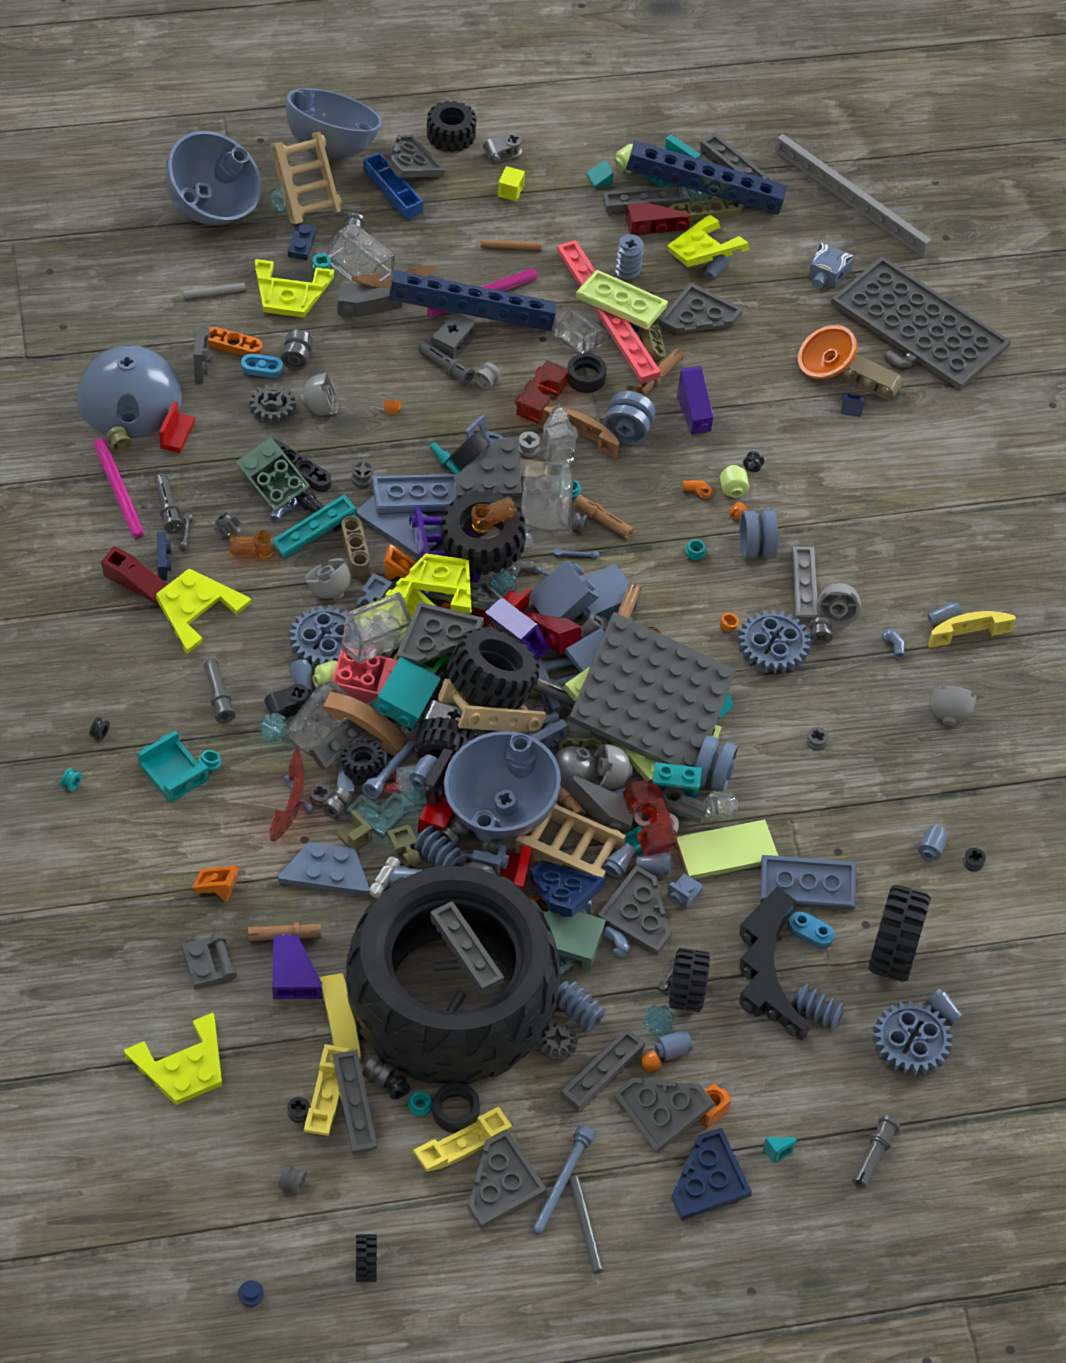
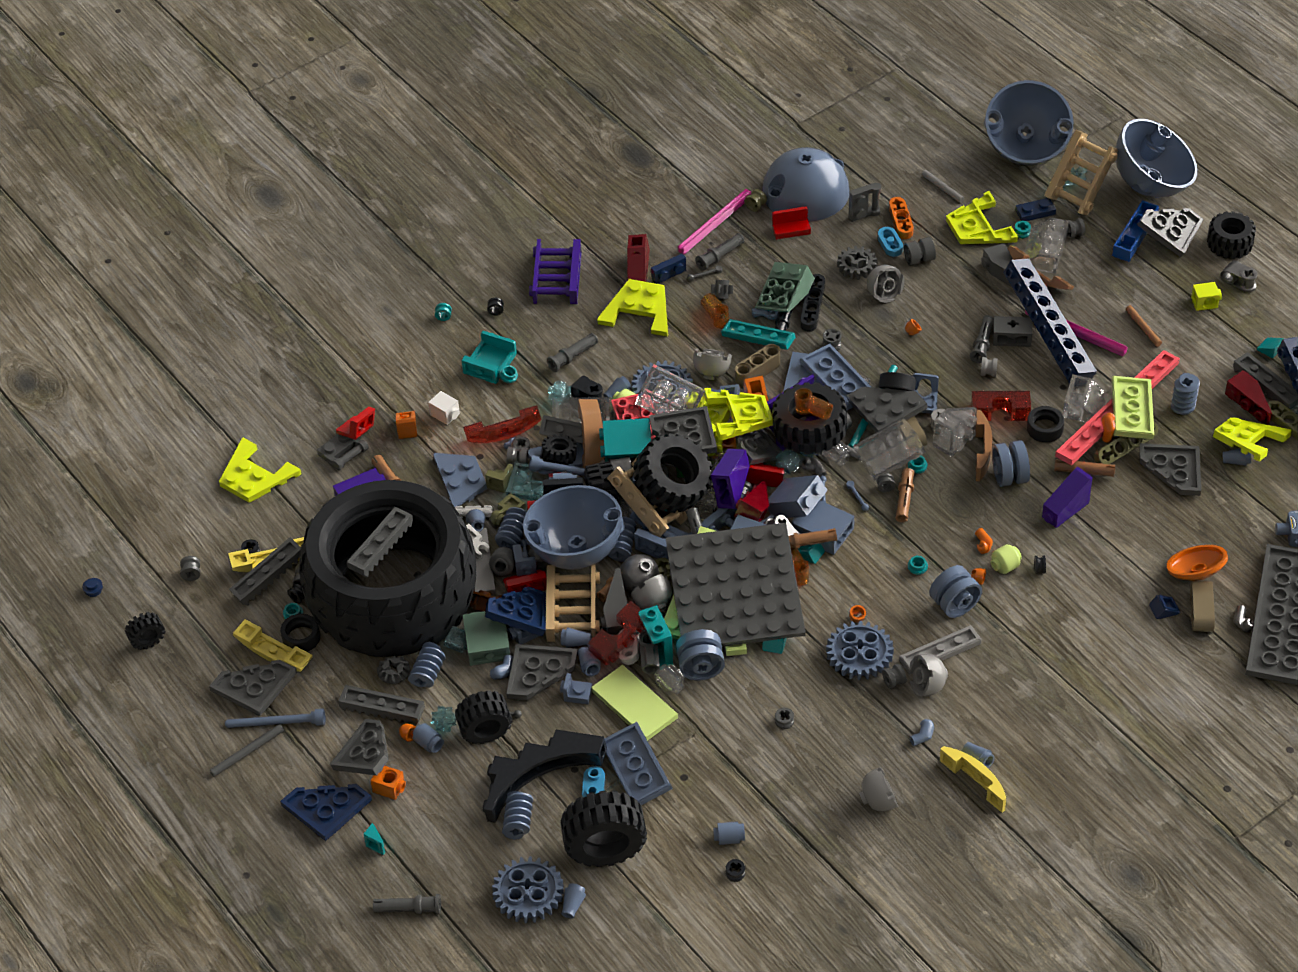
camera: 70 degrees right, 5 degrees down
(91, 632) = (571, 277): none -> dark purple fence
(191, 930) = (357, 424): none -> red panel
(220, 838) = (444, 408): none -> white brick
(637, 325) = (1108, 427): none -> orange arm

